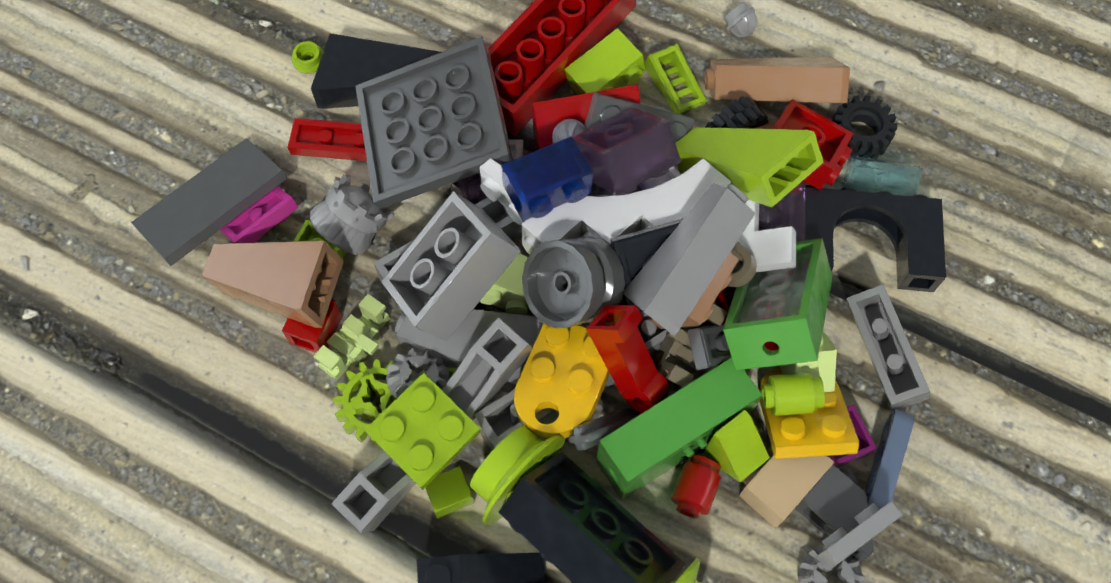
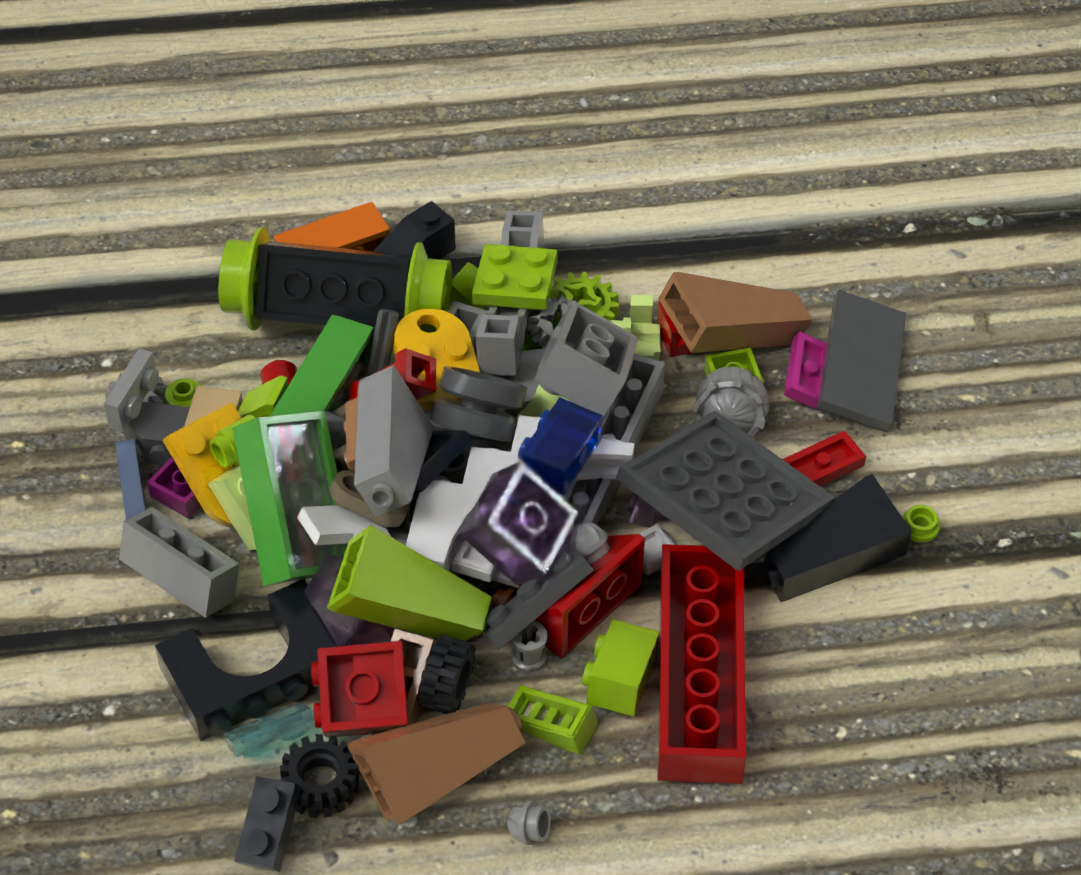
camera: 145 degrees right, 15 degrees down
(777, 551) = (181, 392): none -> lime plate
(920, 109) = (268, 824): none -> black plate

